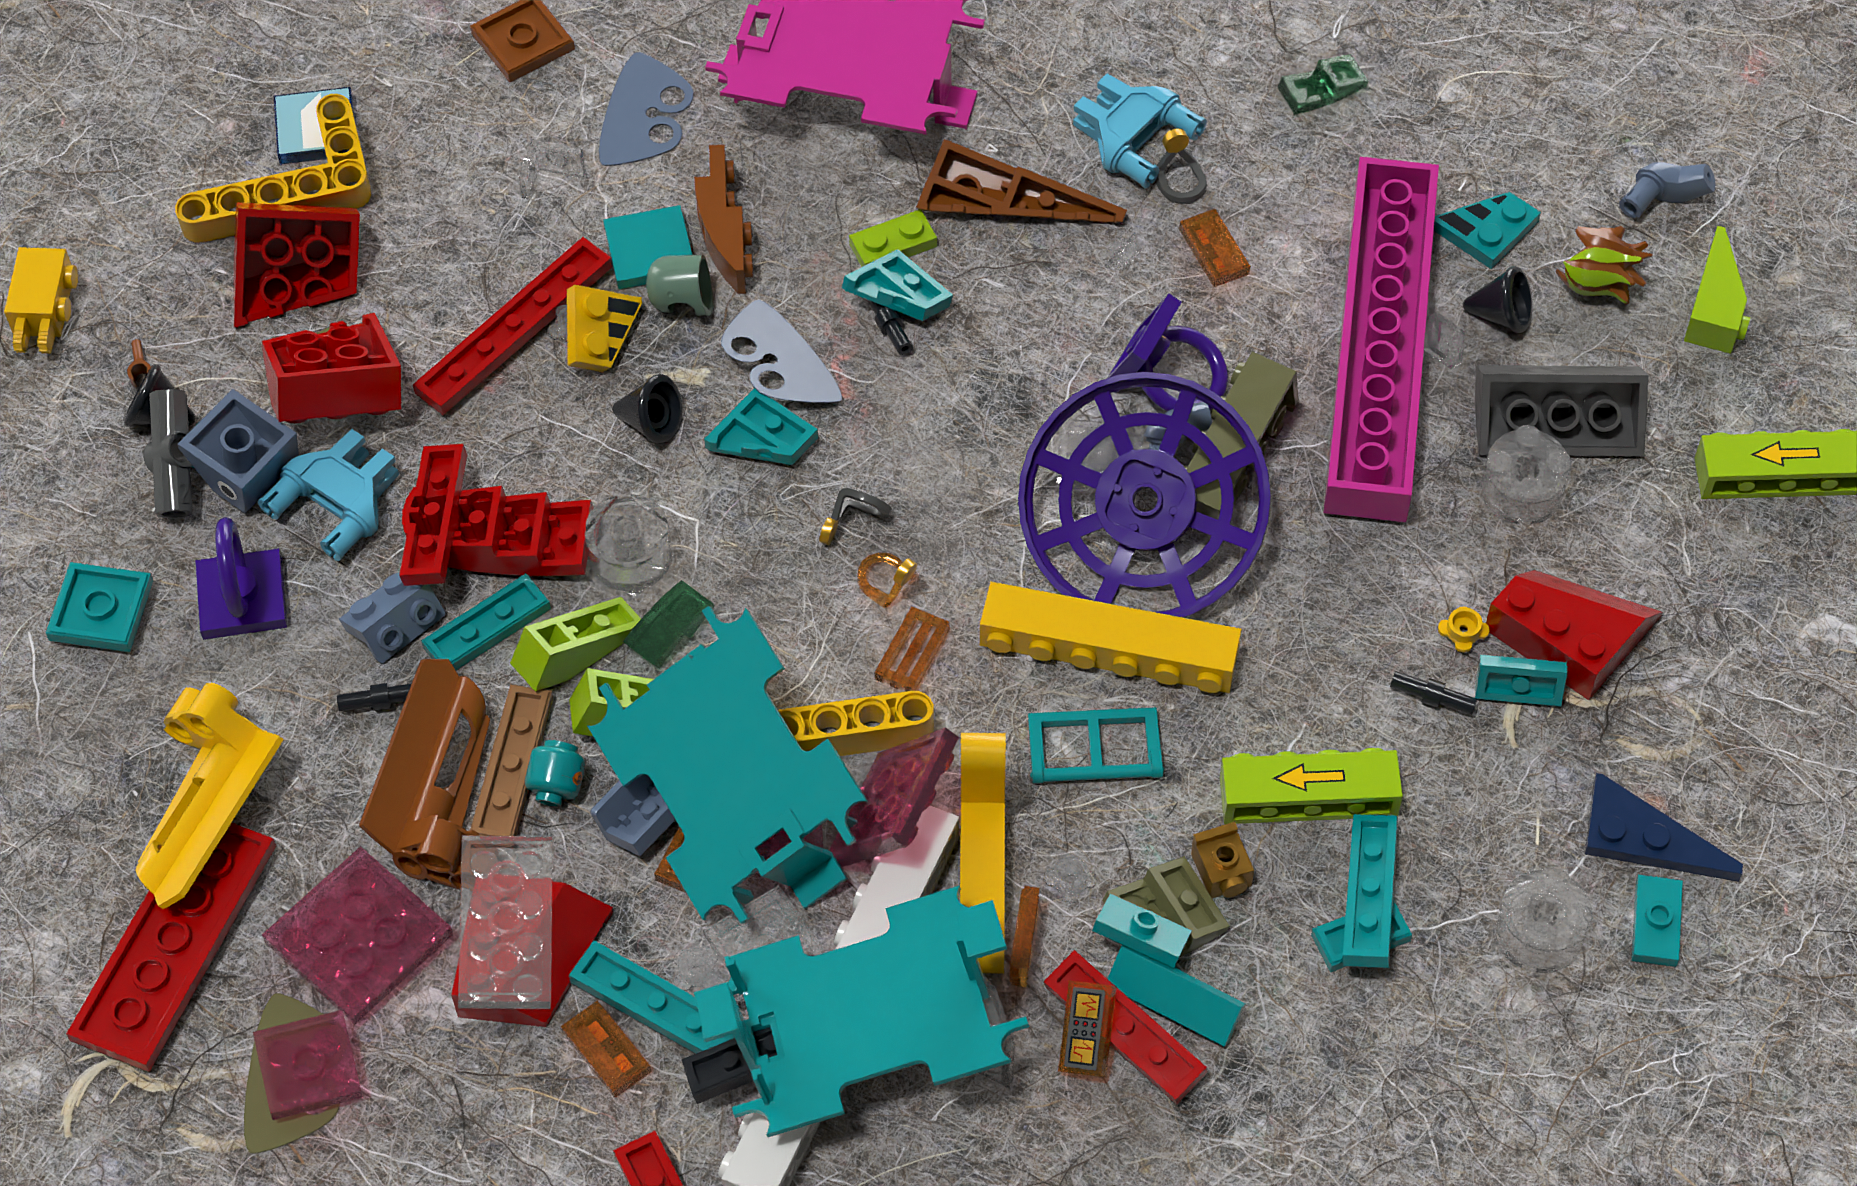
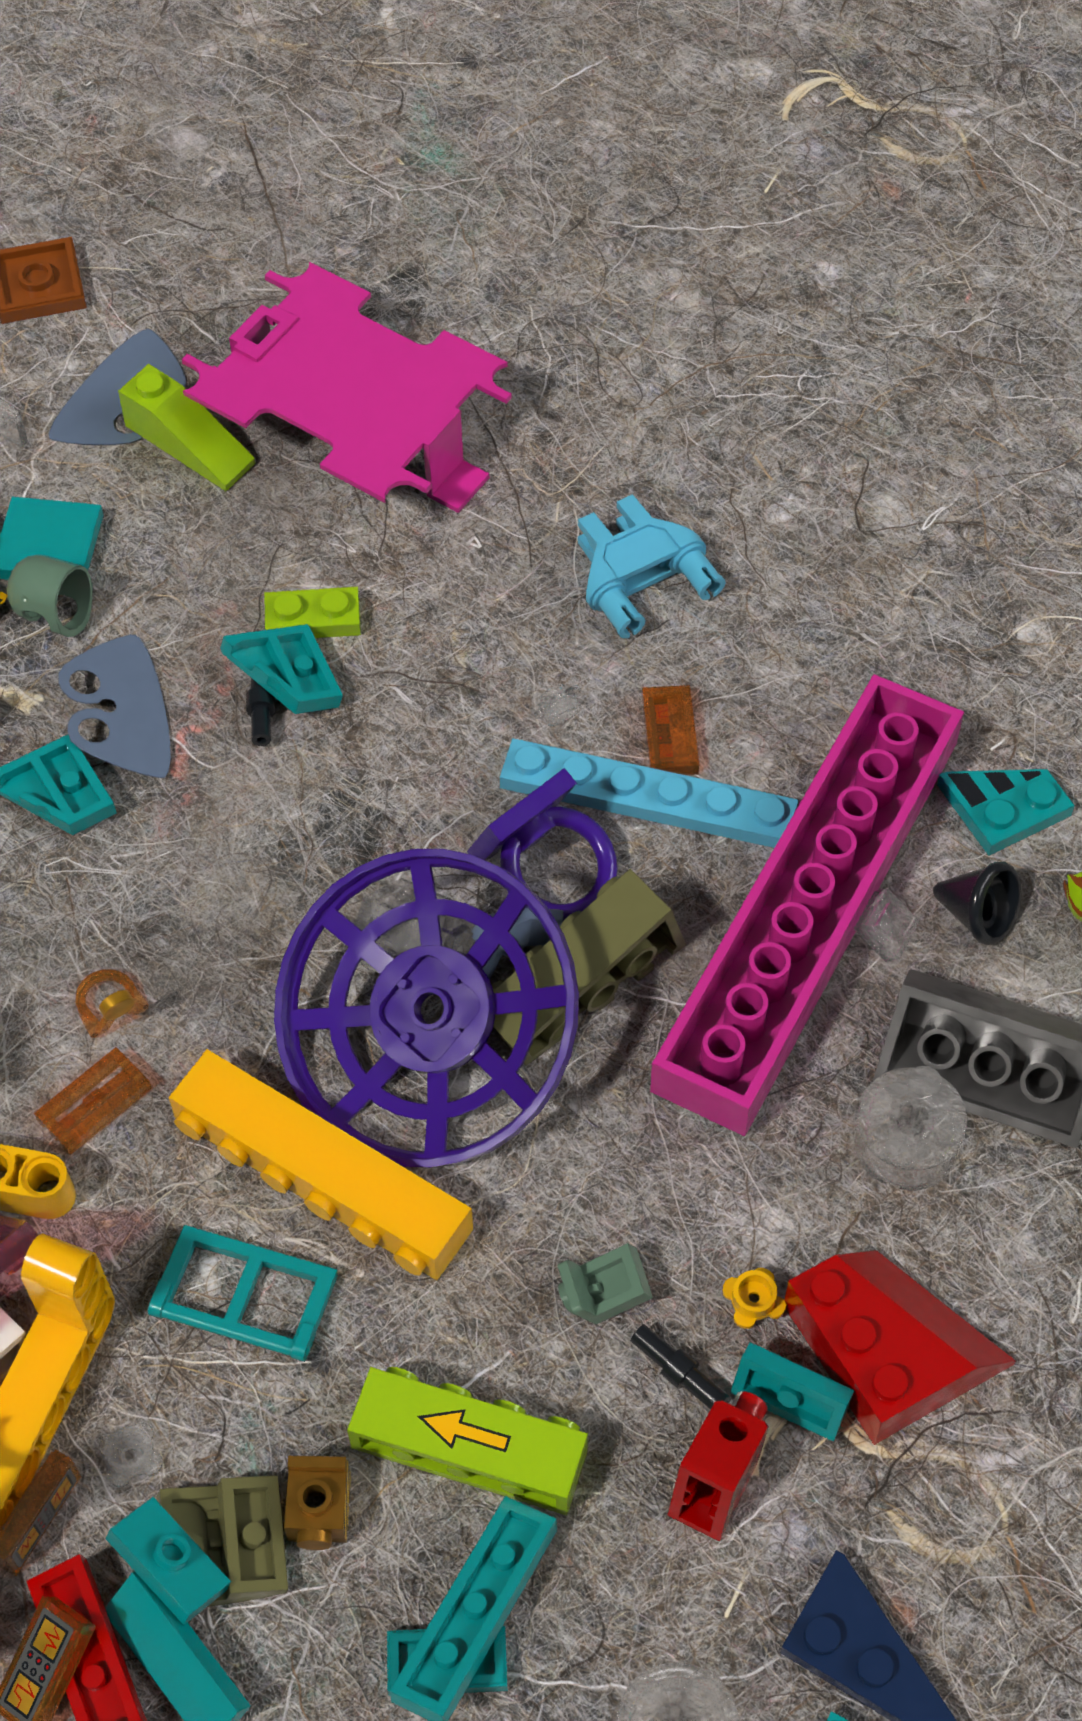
camera: 20 degrees right, 0 degrees up
(705, 118) = (182, 428): none -> lime slope
(723, 222) = (131, 532): dark orange slope -> none
(830, 526) = (74, 921): dark grey piece -> none
(982, 185) = (437, 580): dark orange wedge -> none
(1176, 142) = (670, 594): dark grey piece -> none
(1224, 298) = (651, 793): none -> medium azure plate
(1328, 83) = (892, 579): clear green slope -> none
(1357, 652) = (604, 1285): none -> sand green bracket
(1495, 725) = (719, 1464): none -> red torso

